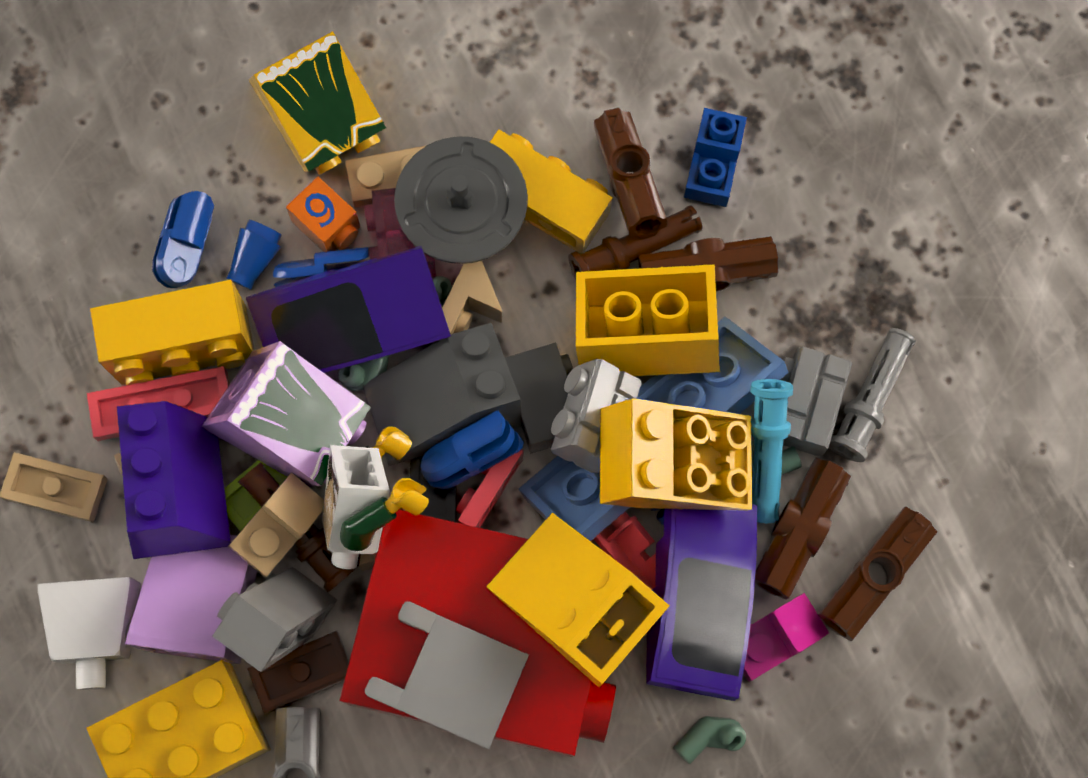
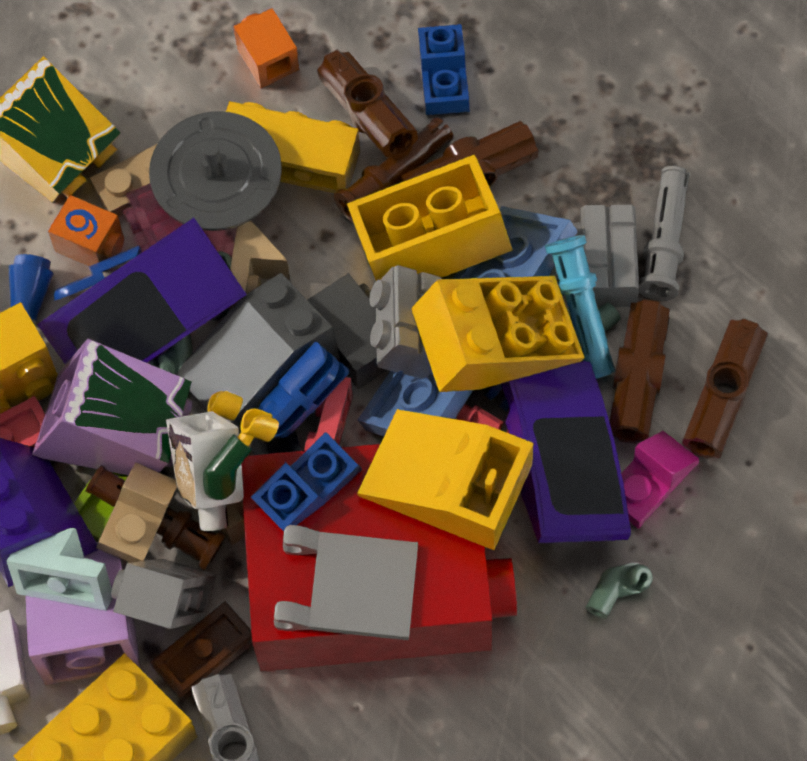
camera: 10 degrees left, 10 degrees down
(179, 564) = (60, 573): none -> light aqua slope
(441, 558) = (307, 484): none -> blue slope
(553, 81) = (266, 47): none -> orange brick

